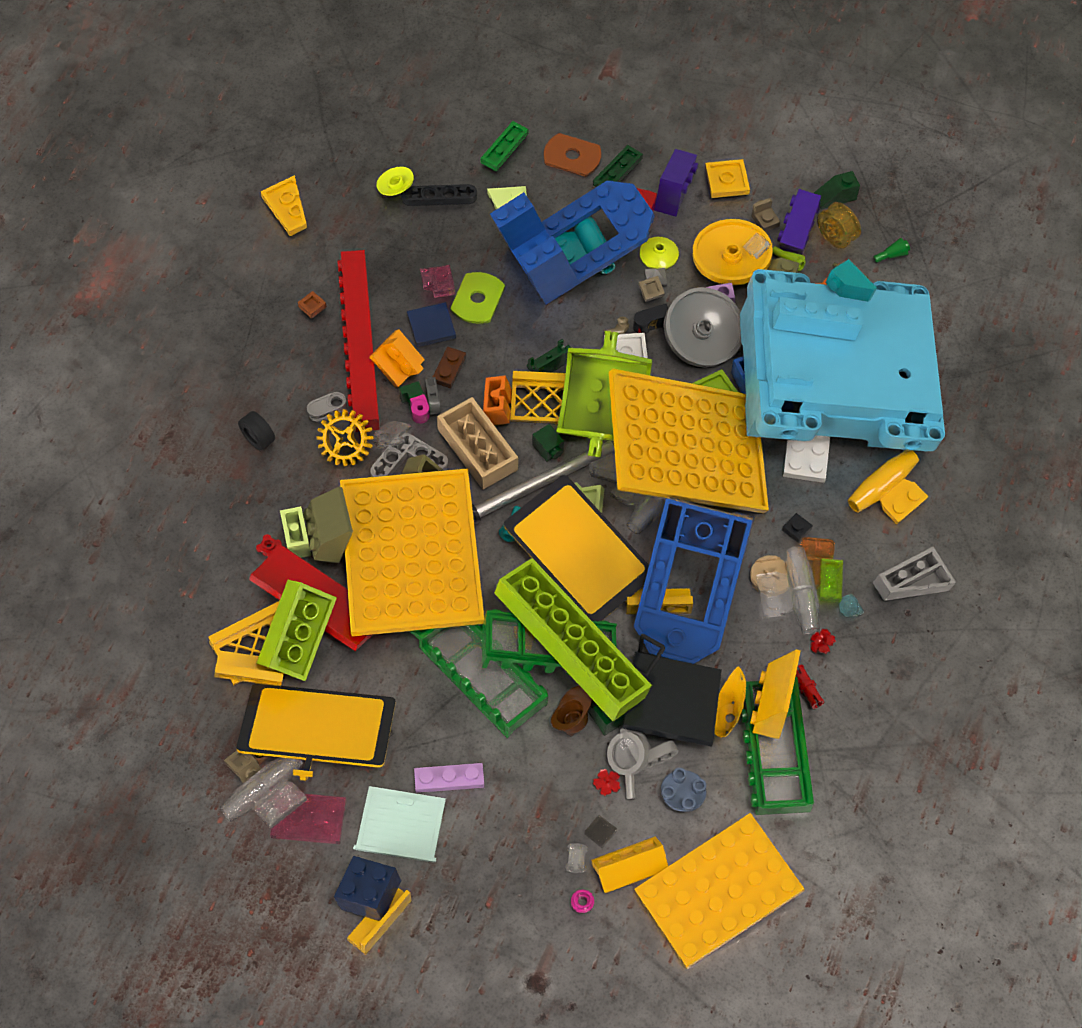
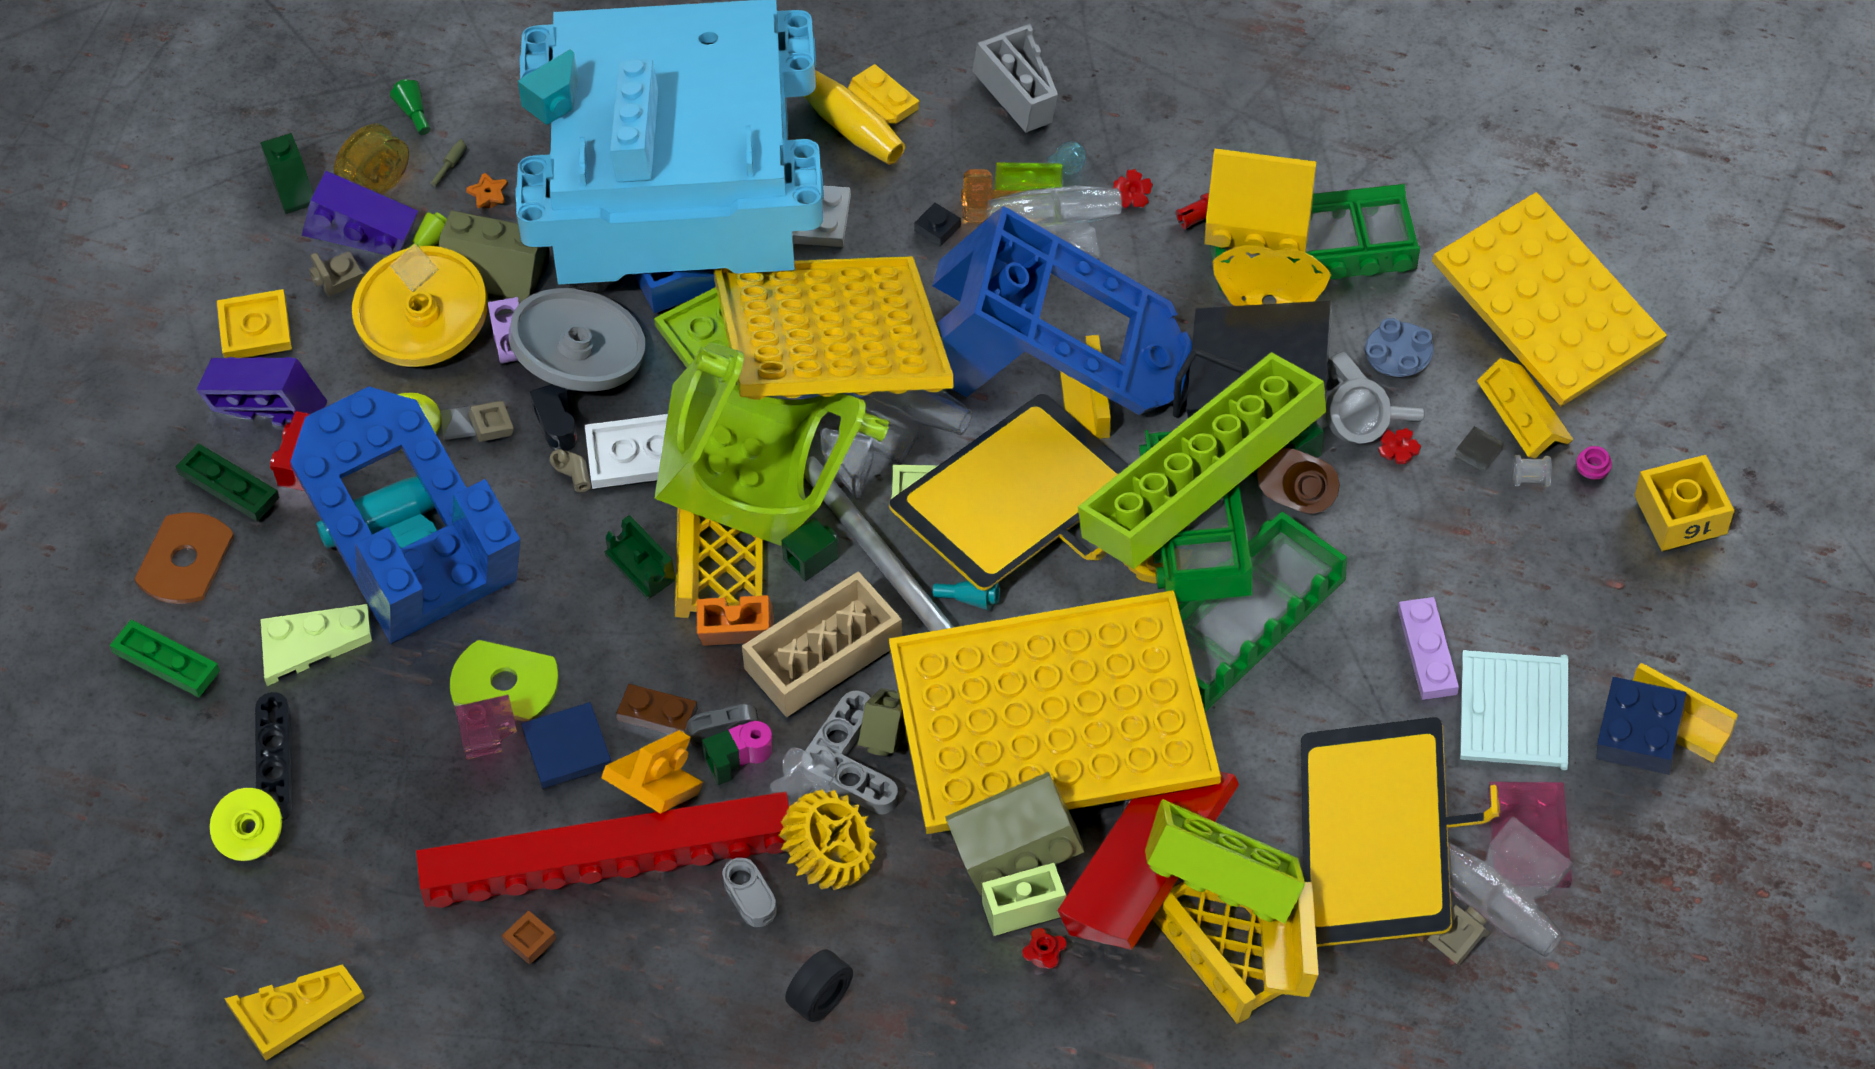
camera: 90 degrees left, 5 degrees down
(538, 947) = (1684, 502): none -> yellow brick

